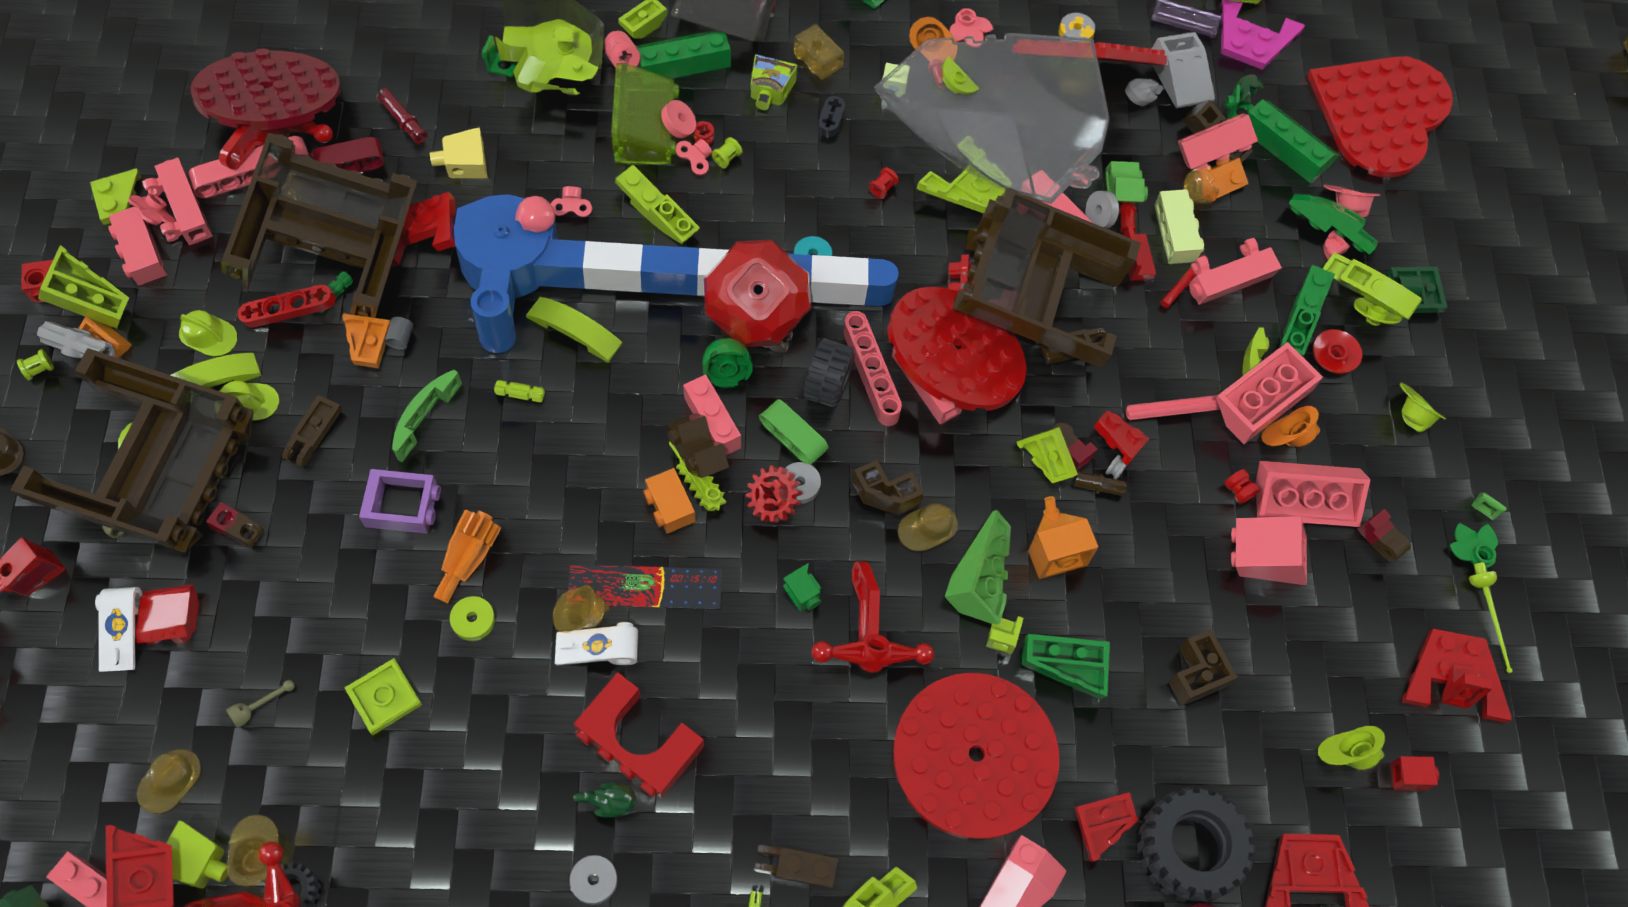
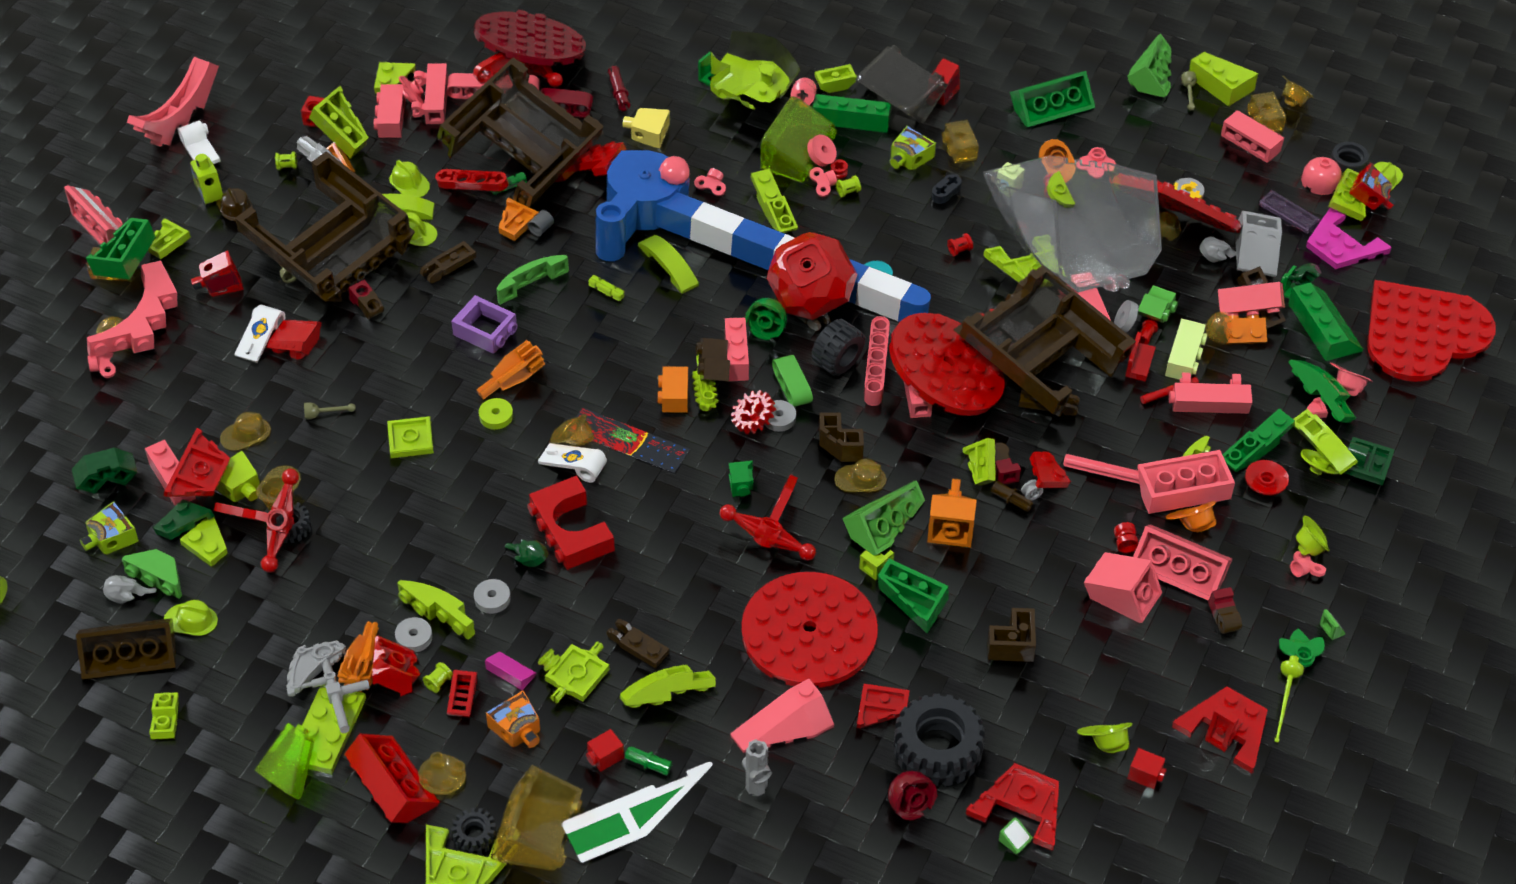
camera: 30 degrees right, 15 degrees down
(1426, 444) = (1304, 565): none -> coral piece

